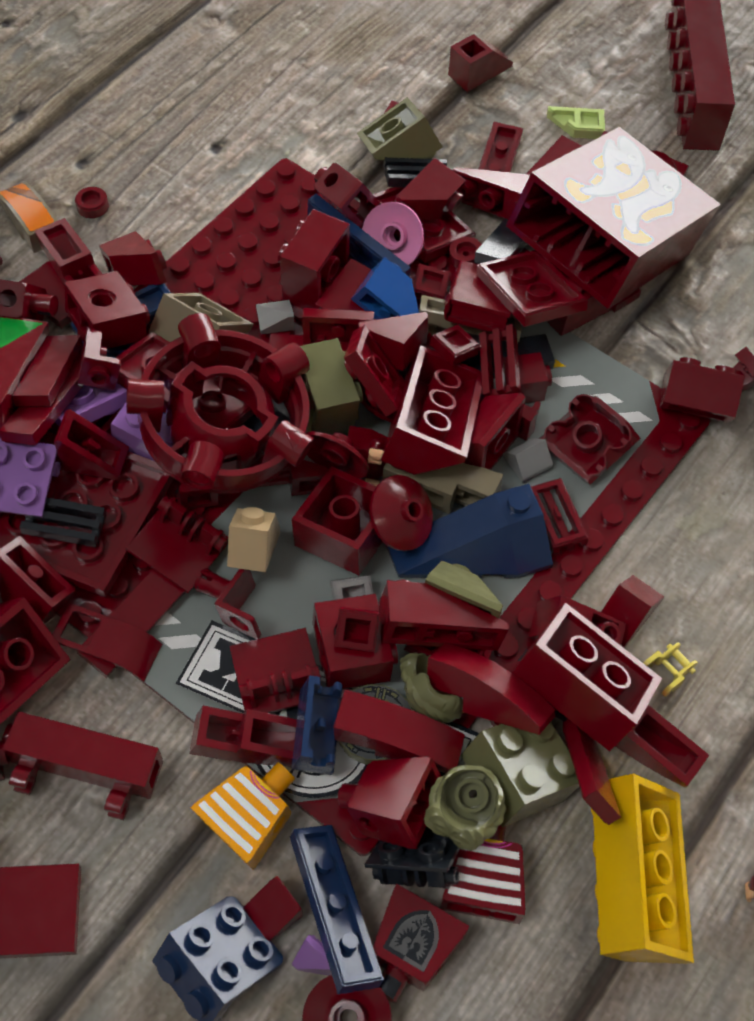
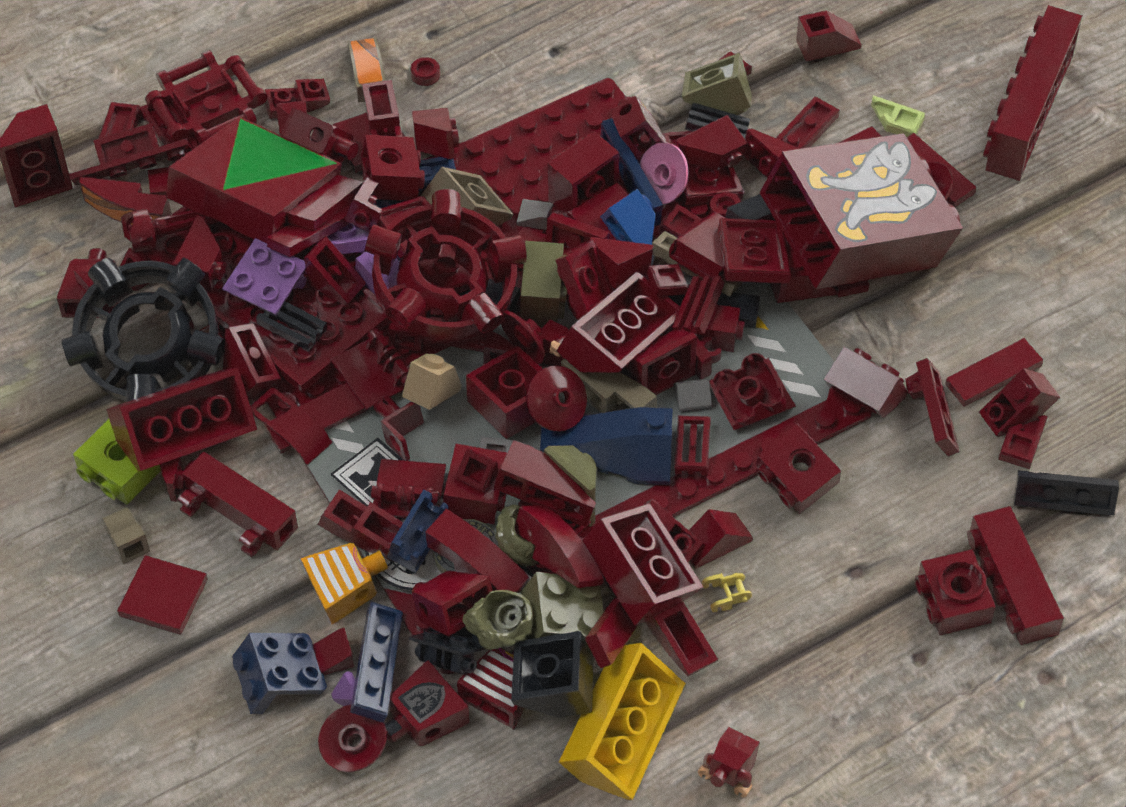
camera: 25 degrees right, 5 degrees down
(551, 850) = (553, 675): none -> black slope
(661, 514) = (797, 487): none -> dark red brick

